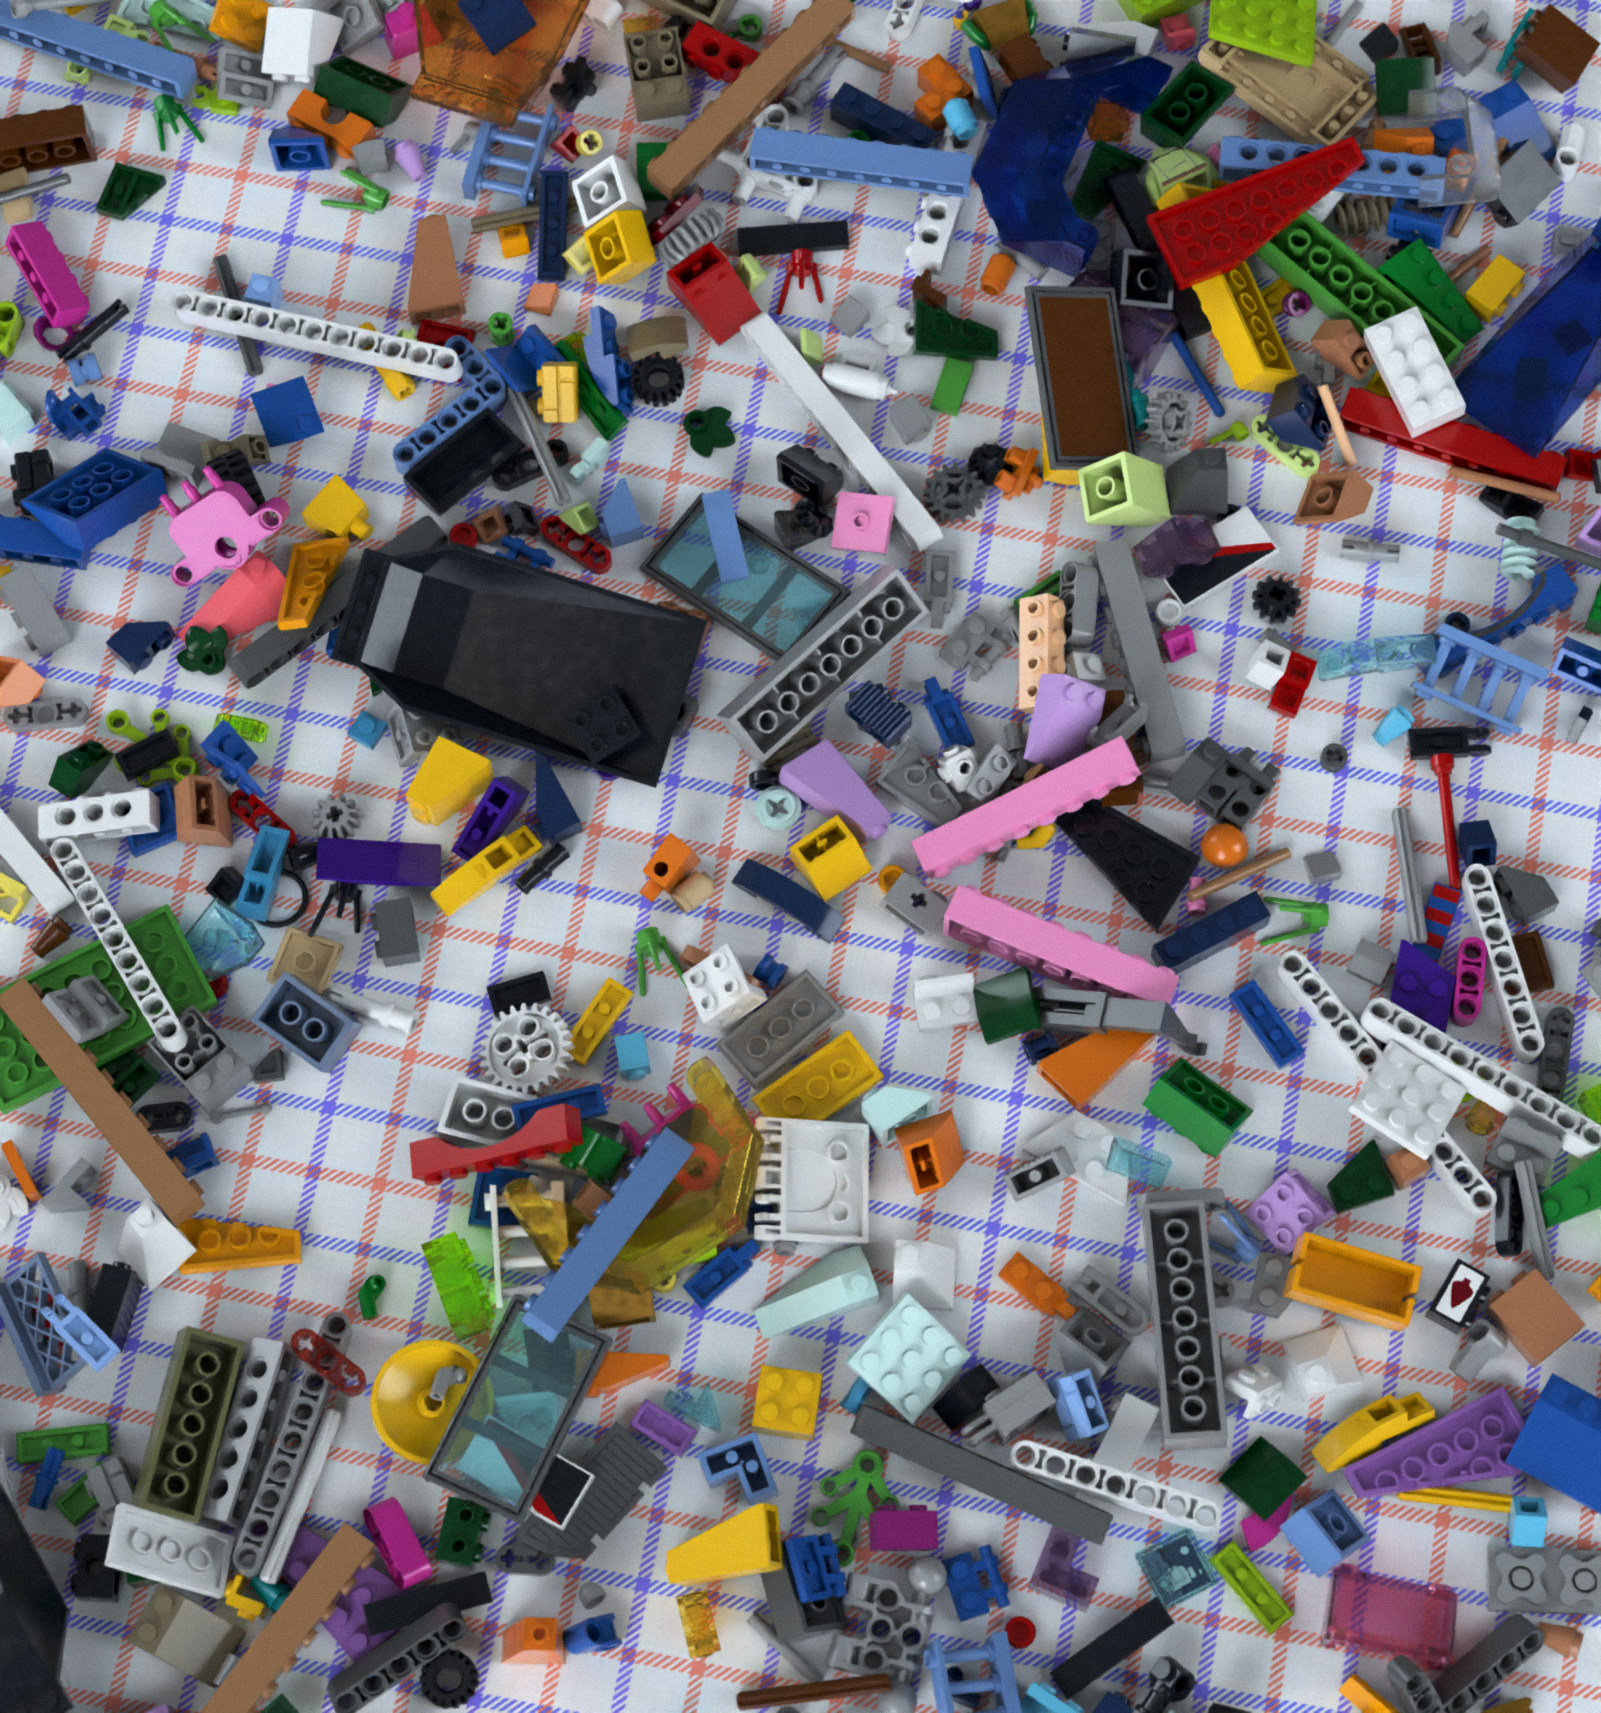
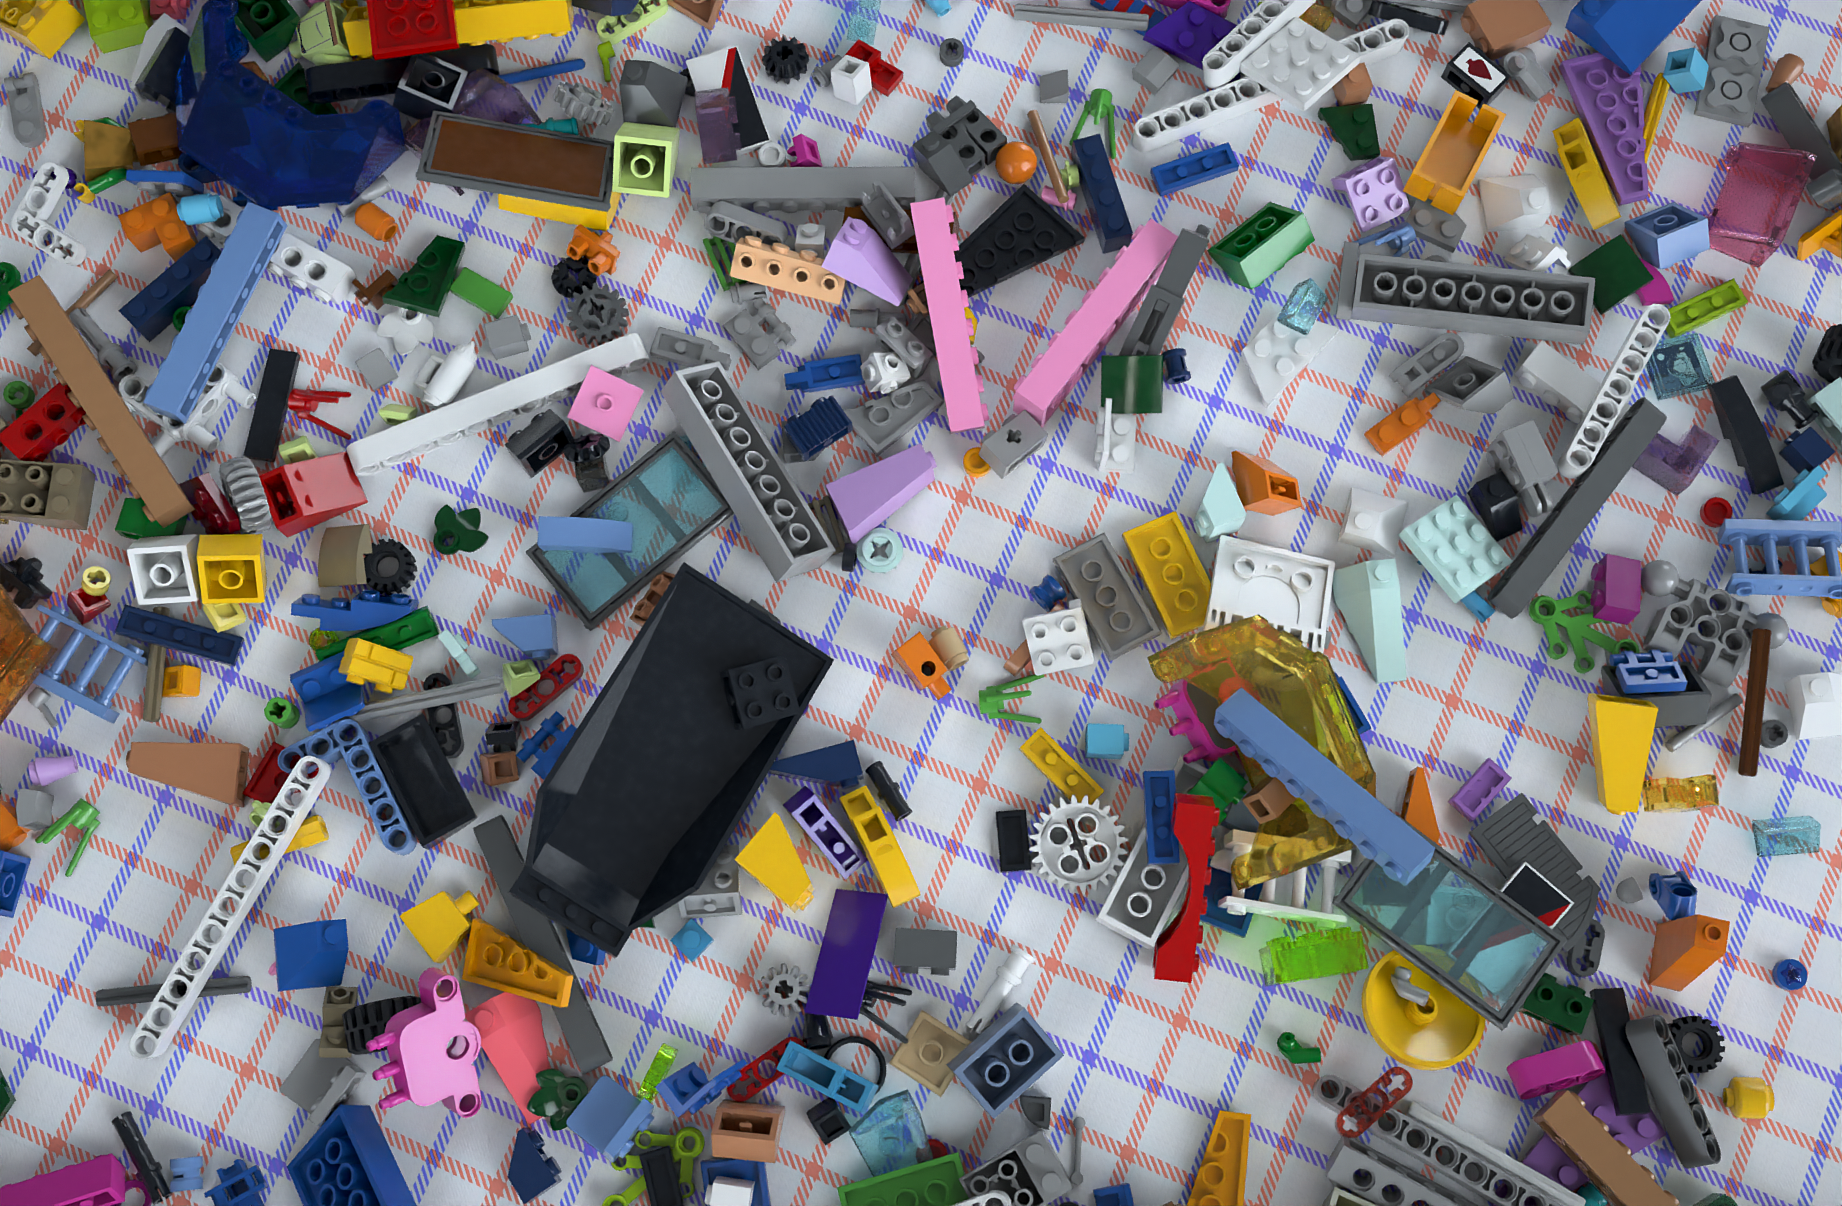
camera: 80 degrees left, 5 degrees up
(193, 697) = (610, 1118): none -> medium blue bracket
(264, 291) = (158, 955): light blue brick -> none
(464, 534) = (504, 799): red tile -> none
(542, 298) = (258, 666): orange slope -> none
(702, 1412) = (1470, 748): clear light blue slope -> none
(743, 1460) = (1529, 720): medium blue brick -> none
(787, 1403) = (1477, 668): yellow brick -> none
(790, 898) = (974, 561): dark blue slope -> none
(830, 858) = (947, 511): yellow slope -> none
(966, 1587) = (1676, 548): blue plate -> none
(1039, 1173) = (1303, 391): light grey brick -> none
(1078, 1404) = (1530, 403): light blue brick -> none
(1091, 1064) = (1205, 329): orange slope -> none
(1221, 899) = (1070, 175): none -> yellowish green plate

